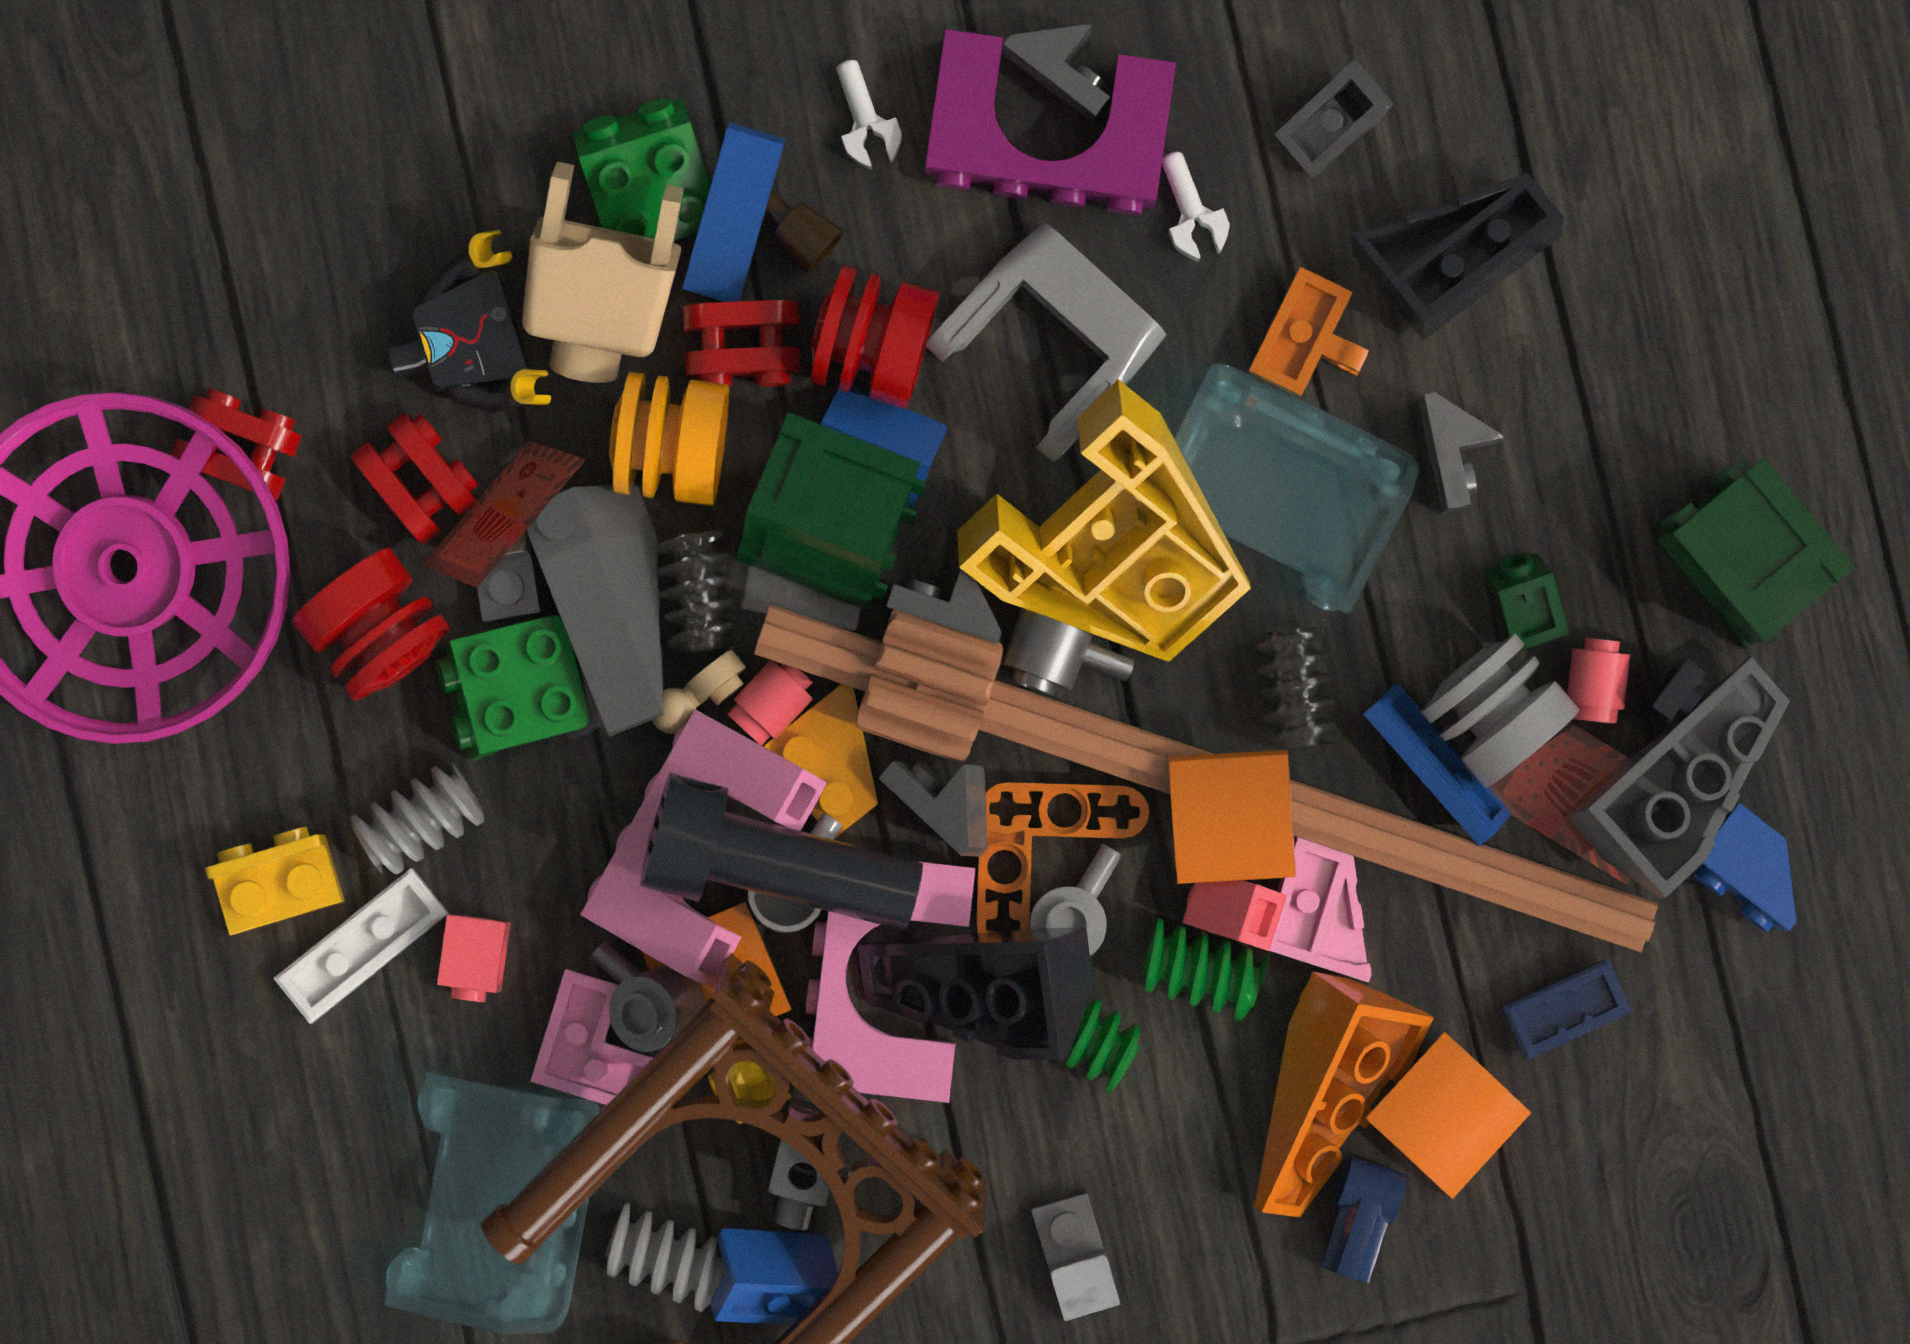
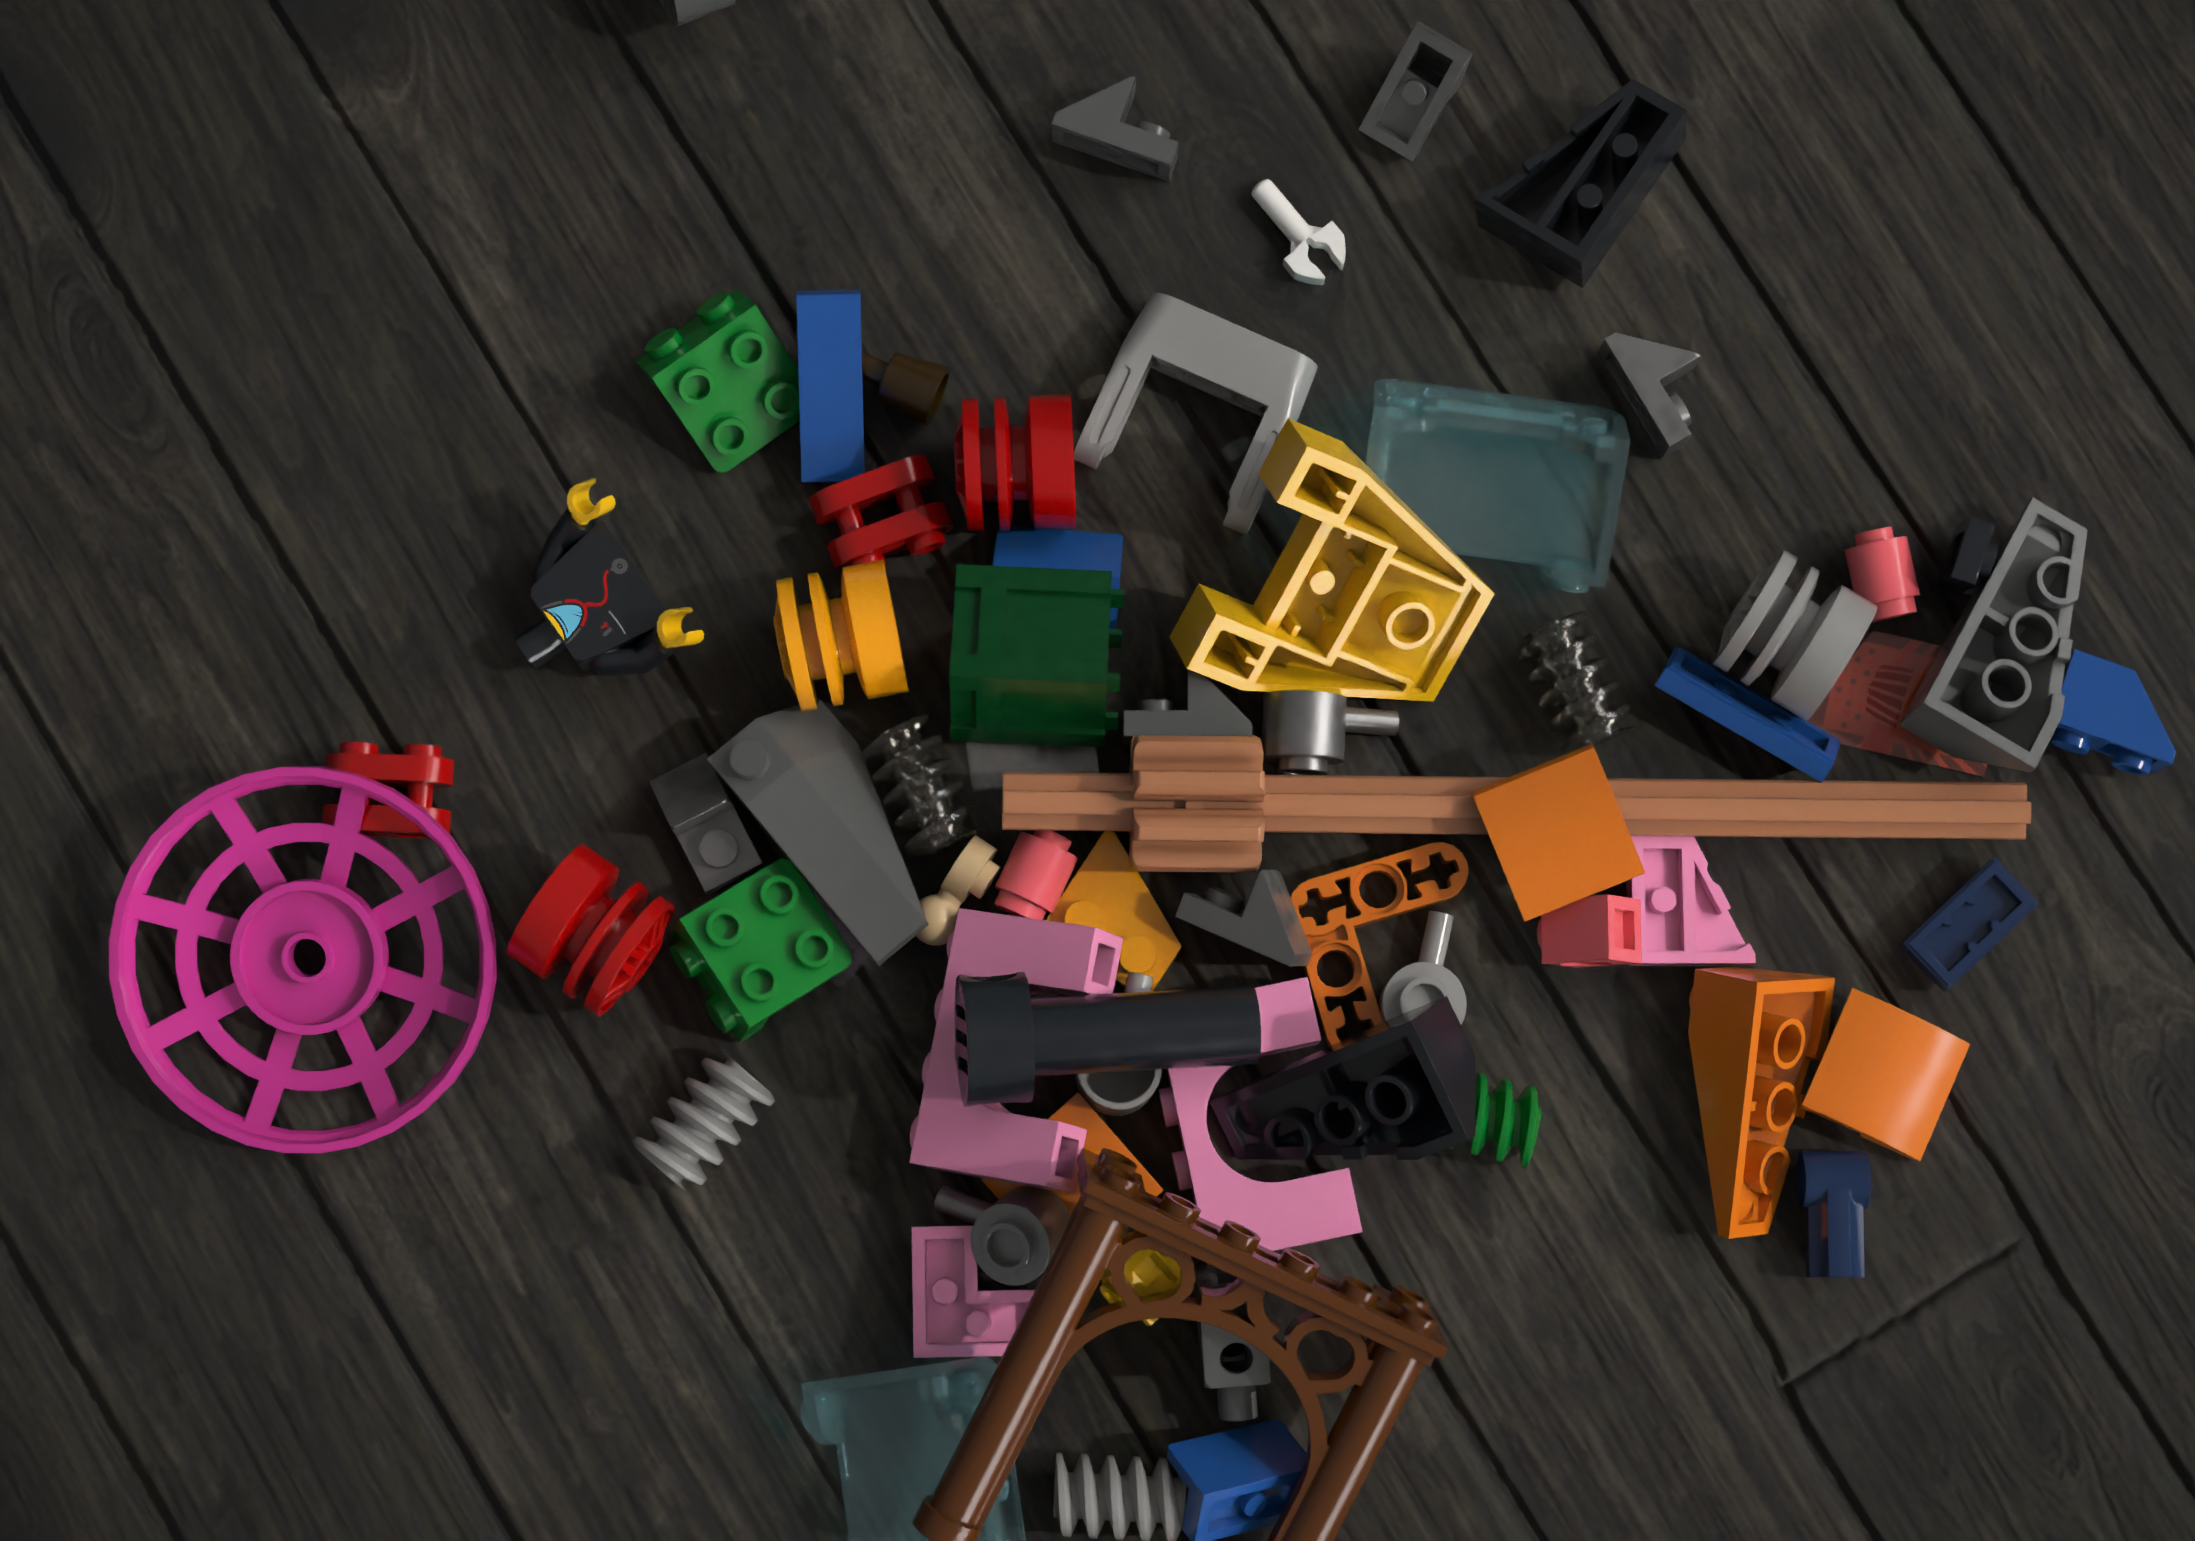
camera: 15 degrees left, 5 degrees down
(276, 881) = (574, 1236): yellow bracket -> none
(361, 945) = (687, 1275): white tile -> none
(449, 482) = (577, 728): red brick -> none
(473, 956) = (810, 1245): coral brick -> none
(503, 513) = (691, 769): clear red sticker -> none
(597, 286) = (715, 504): tan piece -> none
(864, 117) = (932, 249): white bar -> none
(971, 148) = (1057, 243): magenta arch -> none
(1075, 1256) = (1548, 1353): flat silver slope -> none
(1203, 970) = (1579, 1006): green piece -> none
(1305, 334) = (1459, 320): orange plate -> none
(1527, 599) = (1781, 514): dark green bracket -> none
(1752, 552) = (1996, 388): dark green container -> none

